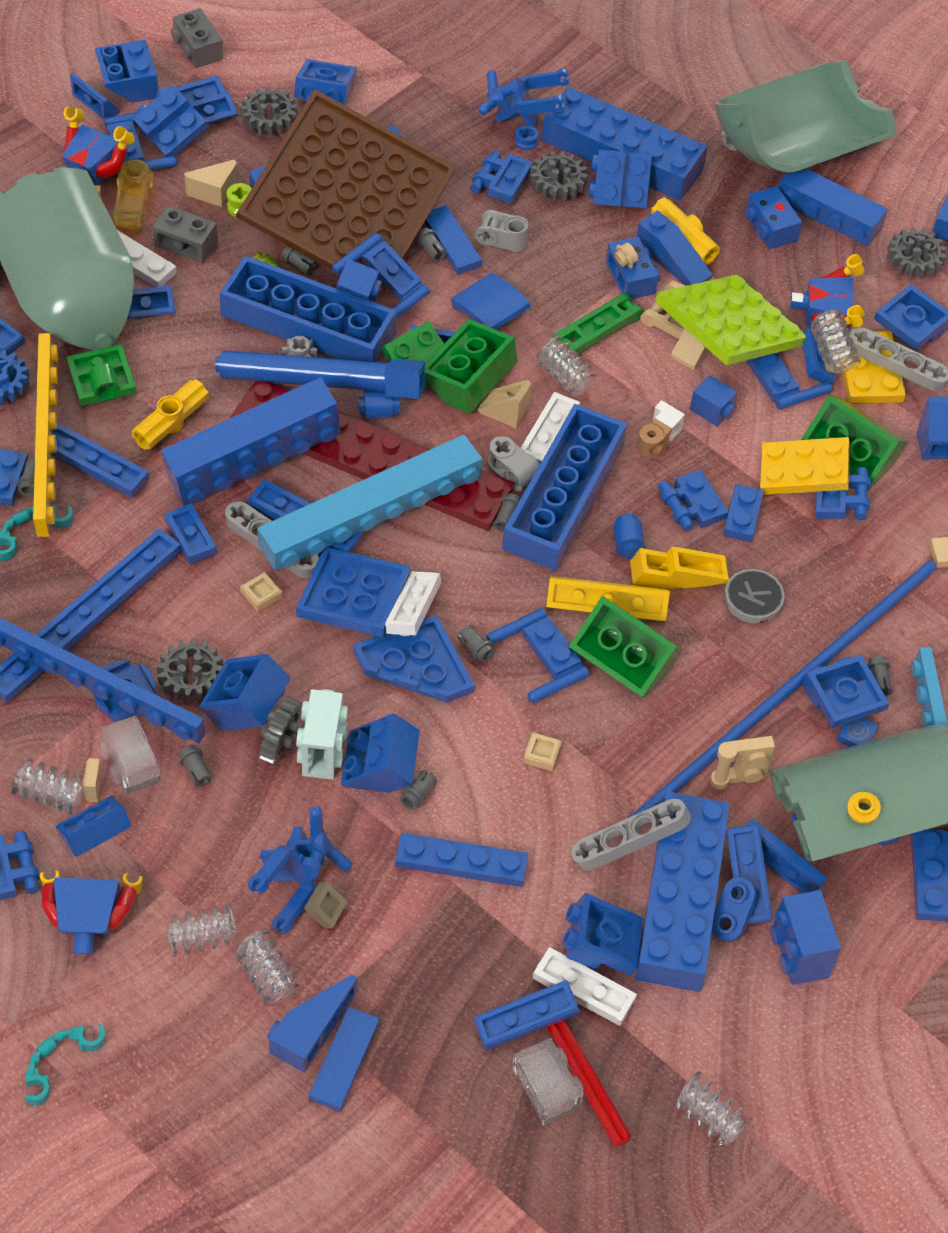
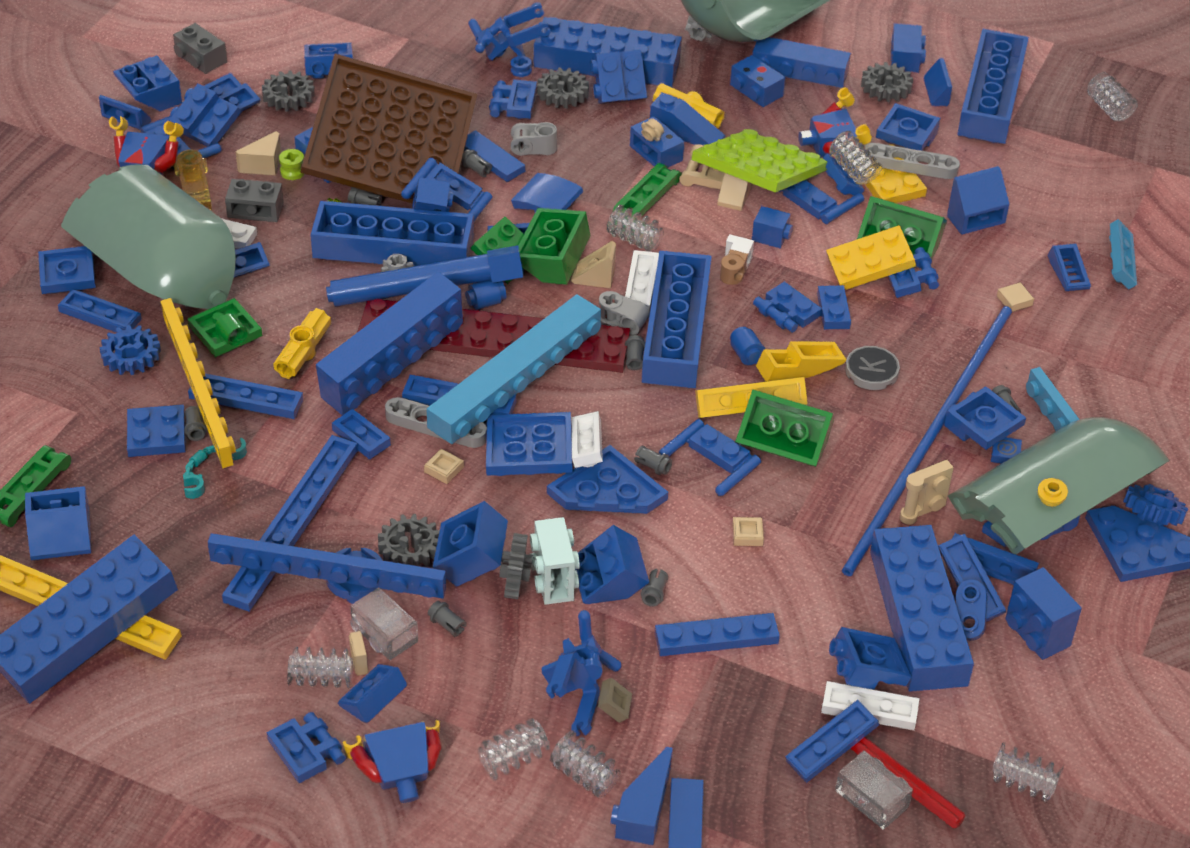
camera: 15 degrees left, 10 degrees down
(629, 830) = (861, 574): light grey beam -> none

